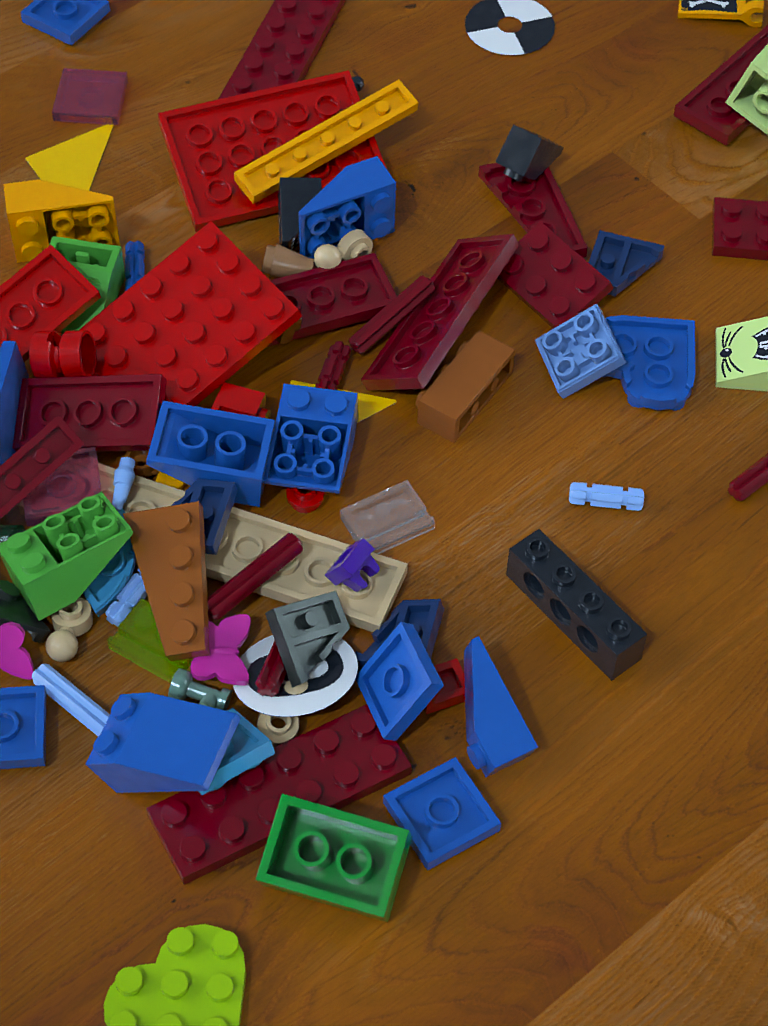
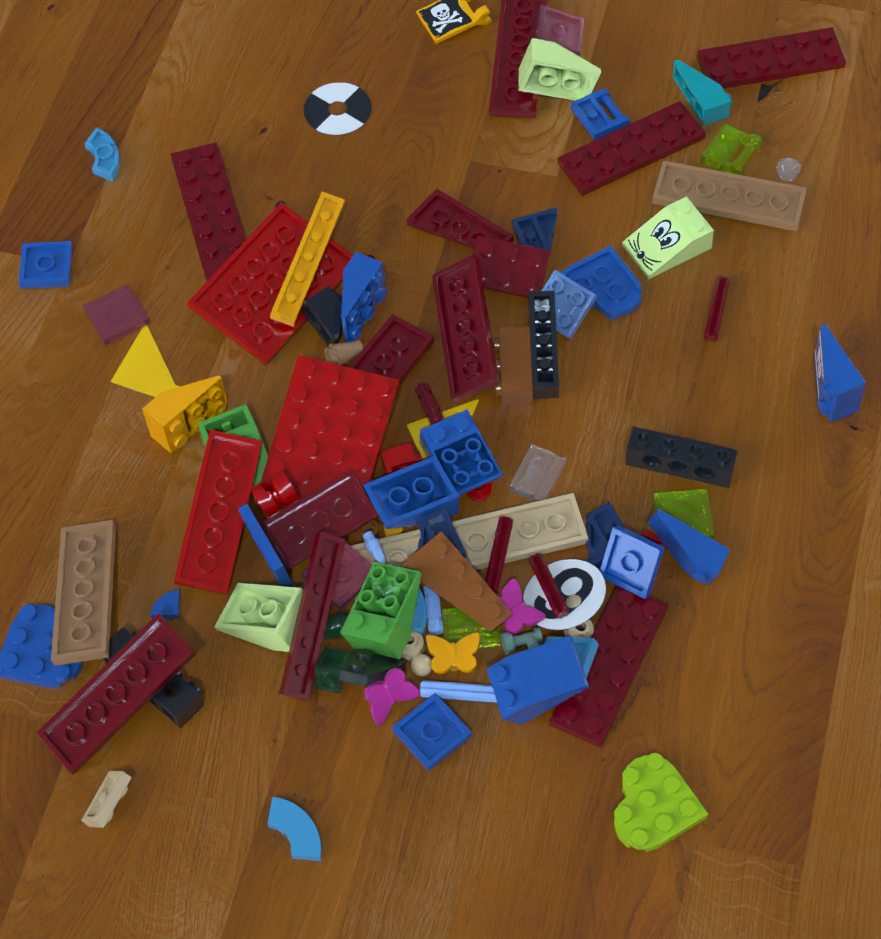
camera: 30 degrees left, 5 degrees up
(103, 656) = (453, 655): none -> light orange animal
(134, 263) = (263, 424): blue axle -> none
(307, 633) = (558, 567): pearl dark grey wing -> none
(334, 857) = (677, 678): green brick -> none
(350, 562) = (548, 512): dark purple tile -> none
(352, 245) = (376, 319): tan plate -> none
(391, 315) = (436, 348): dark red axle -> none
(442, 813) = (705, 618): blue plate -> none
(511, 377) = (543, 344): none -> black brick
(527, 154) = (434, 195): black slope -> none
(531, 673) = (689, 507): none -> clear neon green plate
(606, 496) = (644, 383): light blue axle -> none

